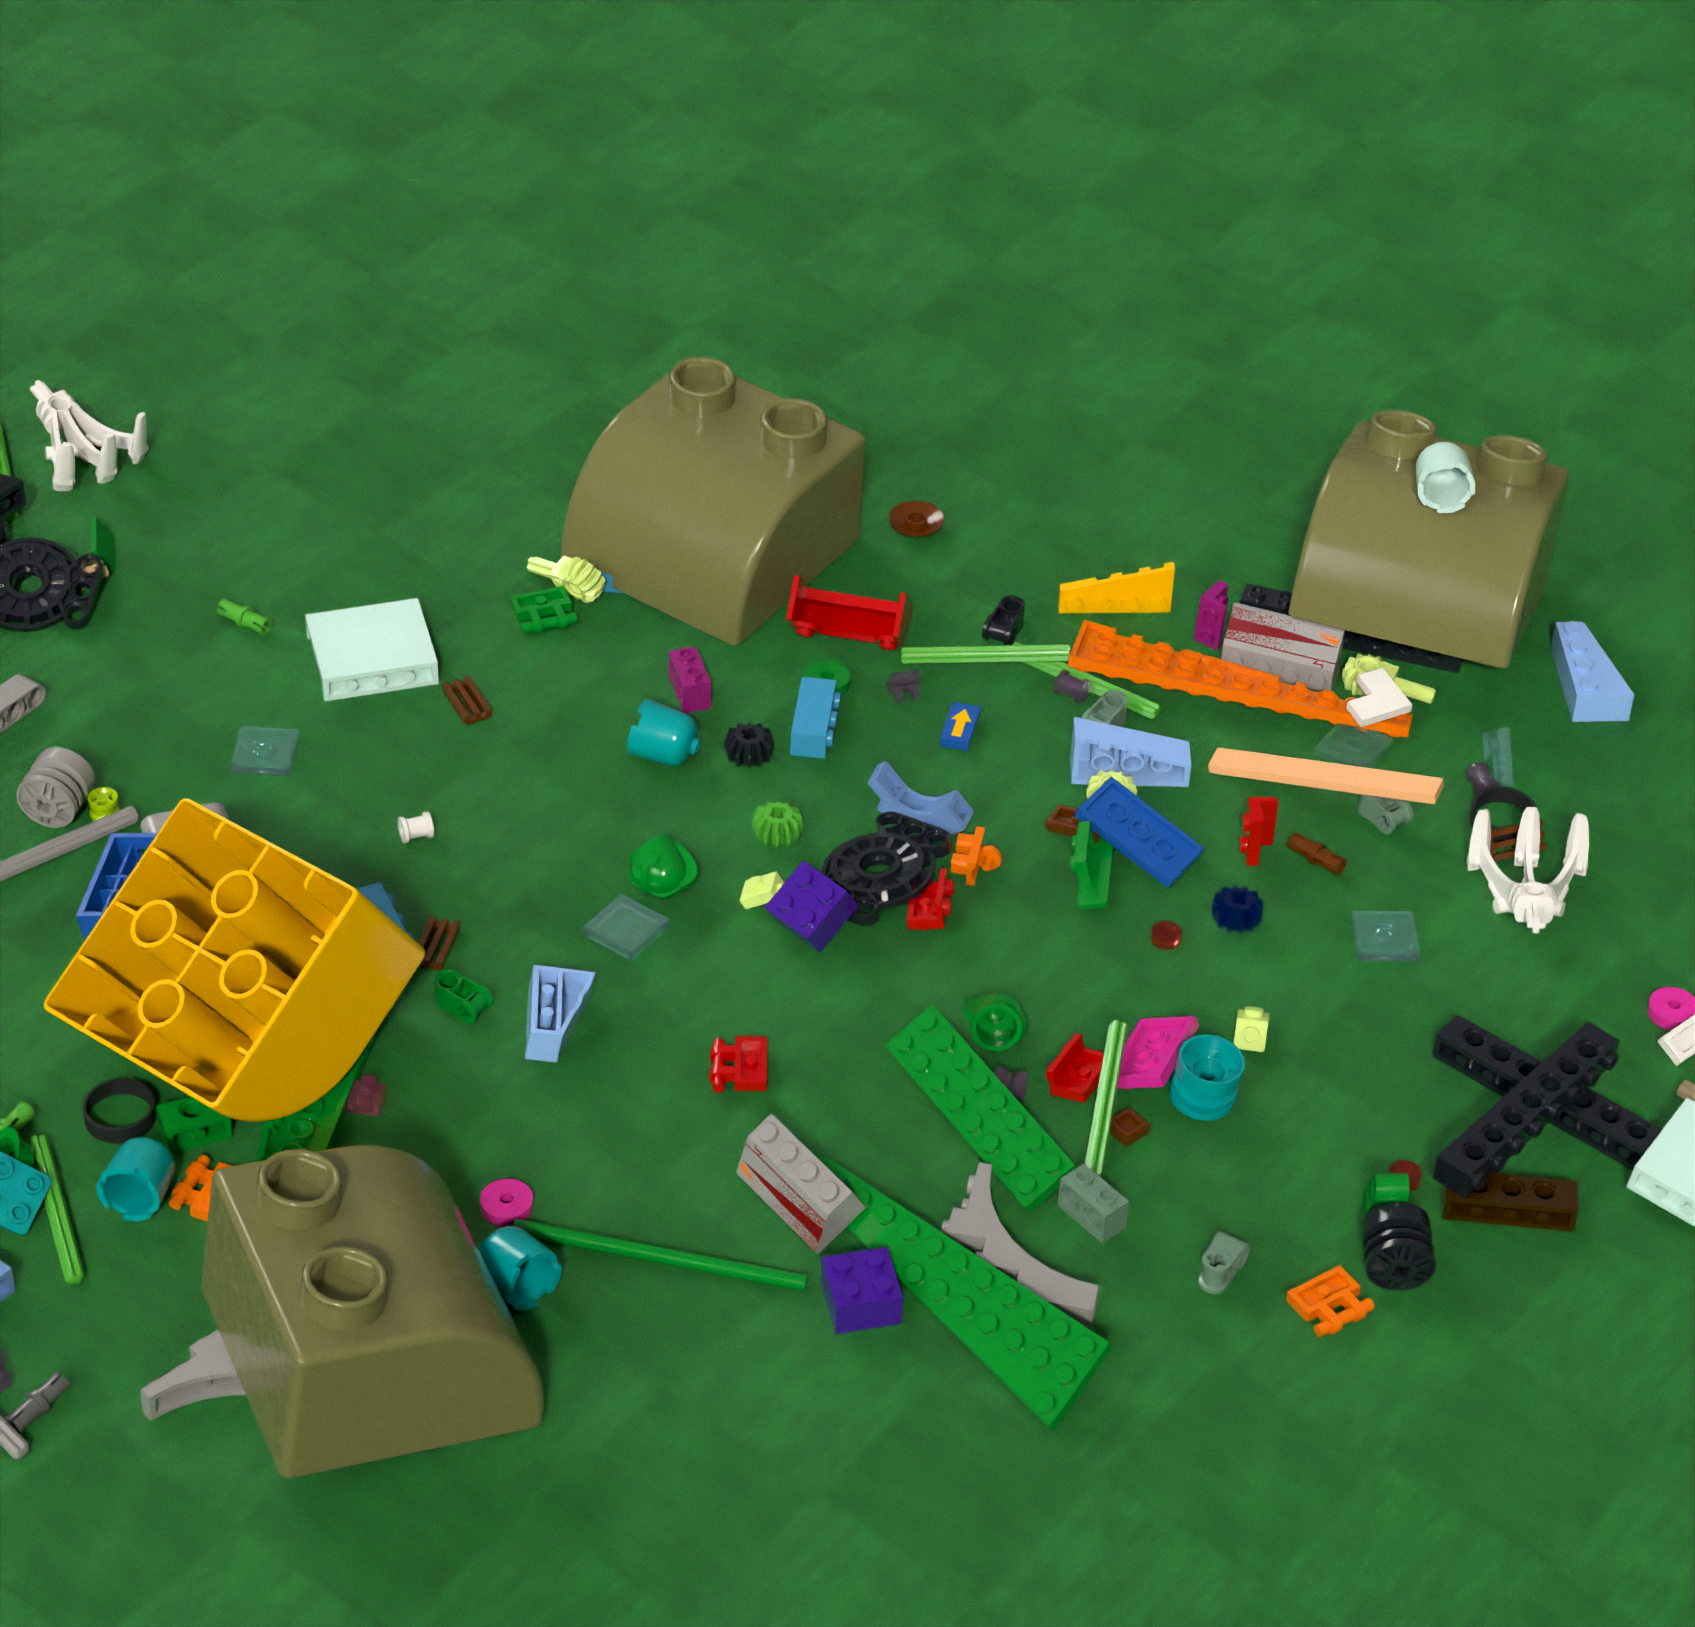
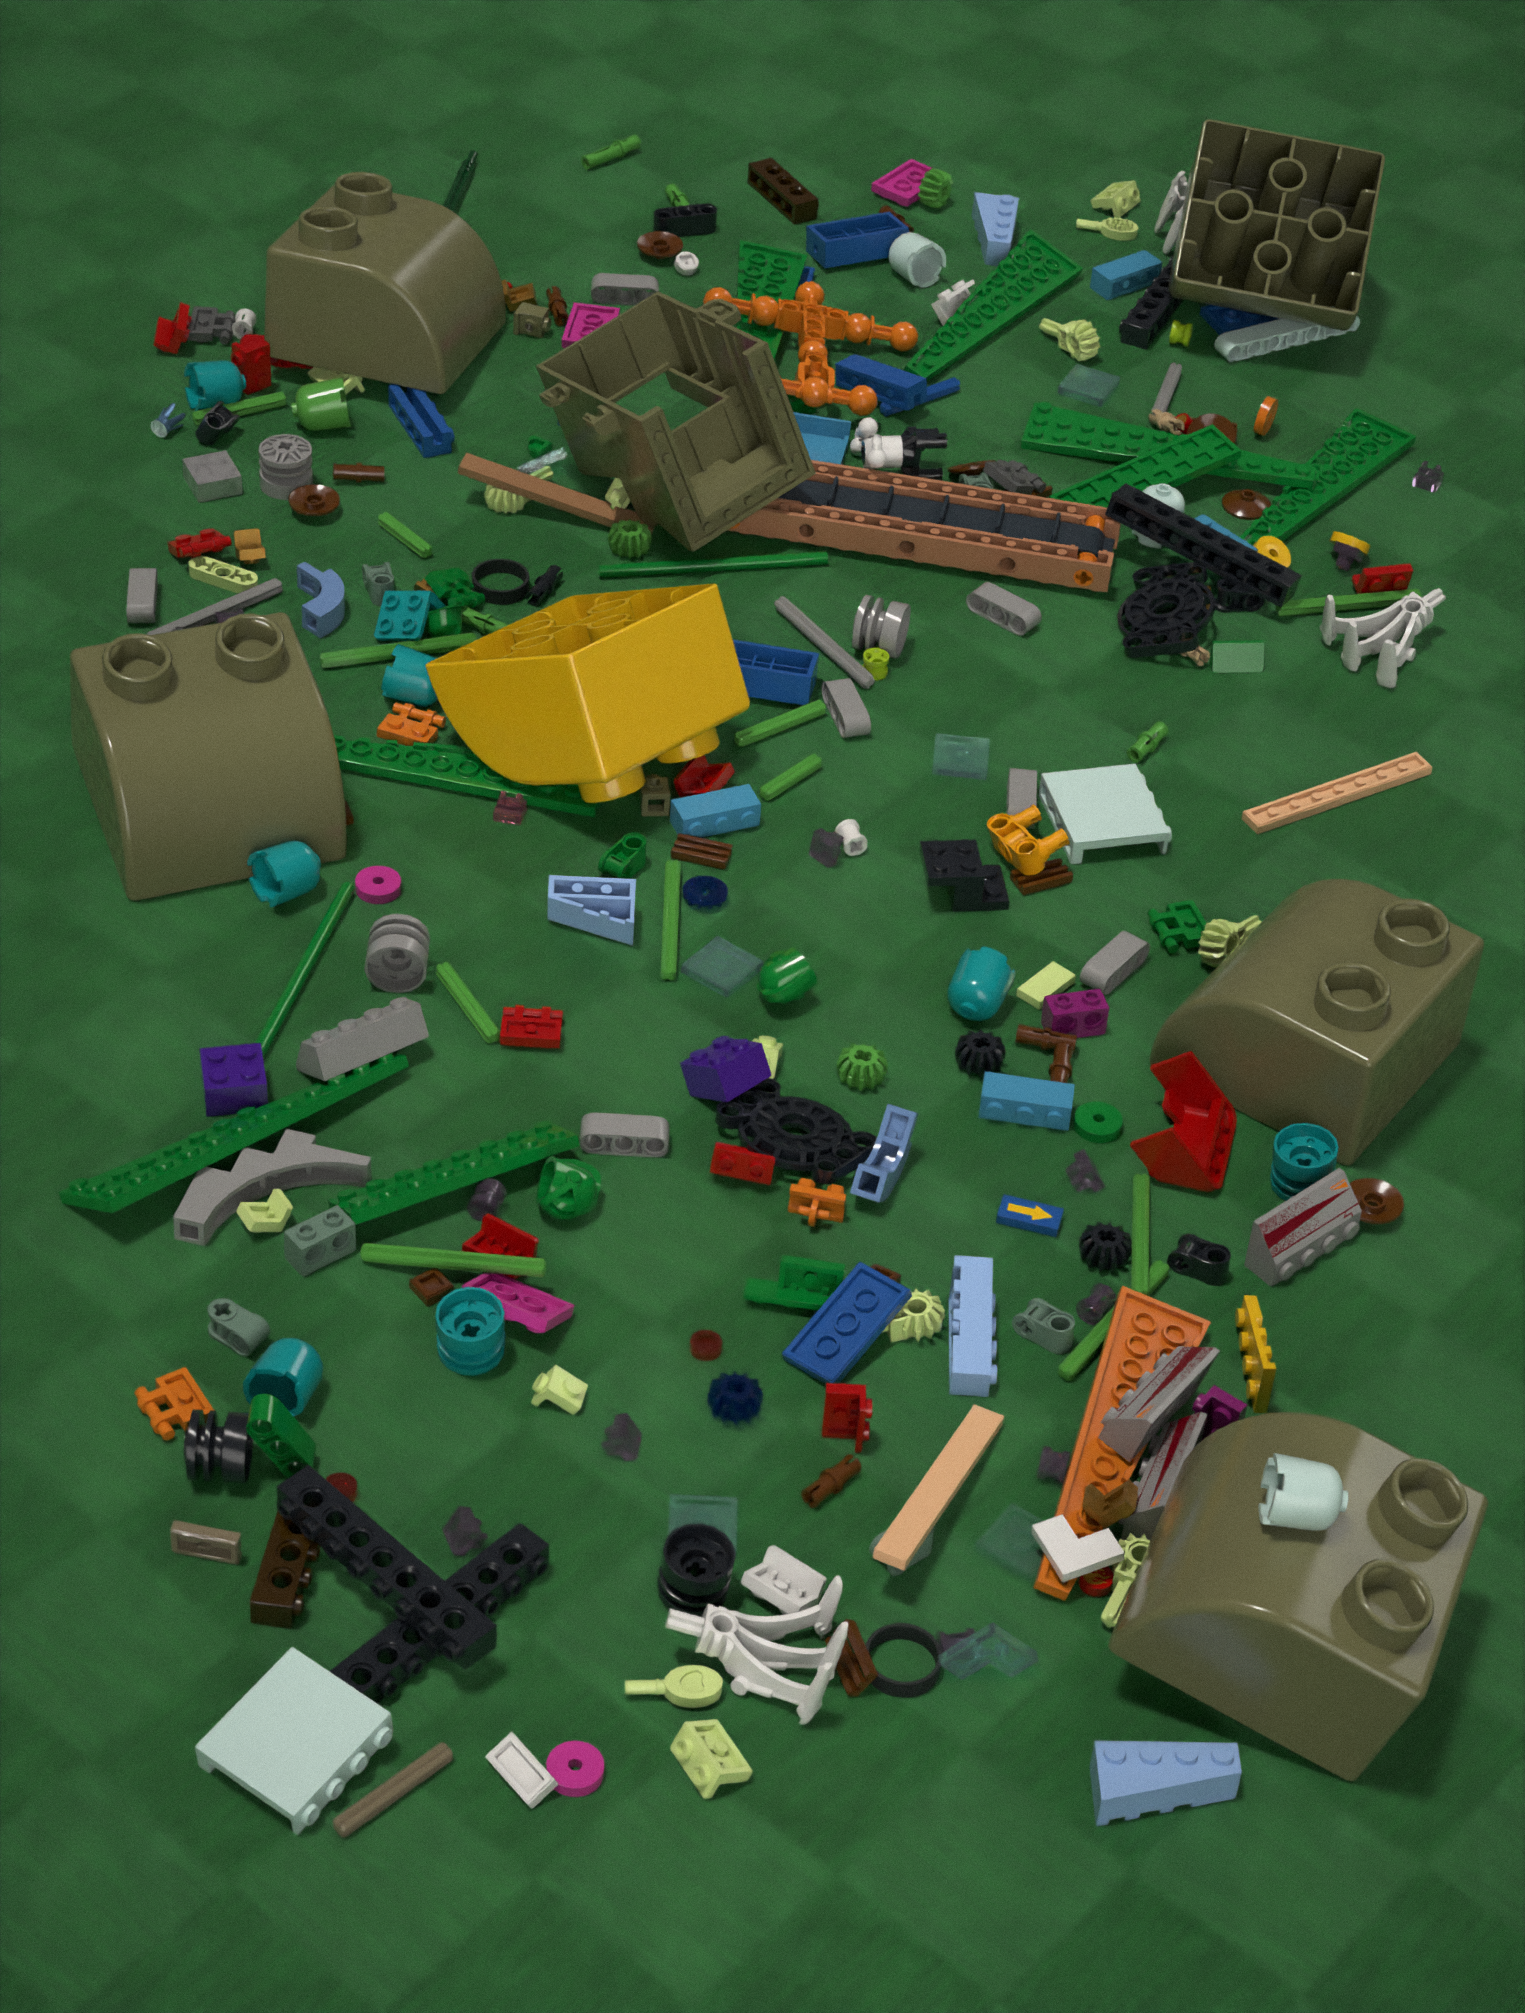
camera: 90 degrees right, 0 degrees up
(324, 501) = (1336, 793): none -> light nougat tile
(346, 704) = (1021, 791): none -> light grey beam
(435, 702) = (1018, 845): none -> light orange piece
(436, 844) = (825, 847): none -> tile
(487, 741) = (961, 871): none -> black bracket
(501, 931) = (696, 886): none -> clear blue gear
(524, 964) = (670, 920): none -> bright green axle
(604, 653) = (1115, 962): none -> light grey beam
(627, 699) = (1048, 981): none -> yellowish green tile
(654, 1159) = (397, 953): none -> light grey wheel
(702, 1117) = (468, 1002): none -> bright green axle
(716, 713) = (1043, 1037): none -> reddish brown pin
(744, 694) = (1061, 1067): none -> reddish brown pin
(888, 546) = (1301, 1158): none -> teal wheel
(898, 988) = (624, 1135): none -> light grey beam
(966, 559) = (1303, 1228): none -> light grey slope
(1000, 677) = (1105, 1246): none -> black gear
(1057, 1251) = (268, 1215): none -> yellowish green bracket
(1208, 635) = (1156, 1399): none -> light grey slope
(1267, 712) = (1053, 1464): none -> wheel
(1292, 1207) = (288, 1371): none -> teal cylinder
(1302, 979) = (623, 1438): none -> tile
(1327, 672) = (1111, 1507): none -> pearl gold bracket
(1441, 1082) = (464, 1531): none -> tile
(1446, 879) = (785, 1582): none -> white bracket
(1460, 922) = (695, 1568): none -> black wheel
(1503, 1259) = (206, 1542): none -> dark tan tile
(1571, 939) = (684, 1686): none -> yellowish green piece
(1642, 924) = (709, 1756): none -> yellowish green bracket

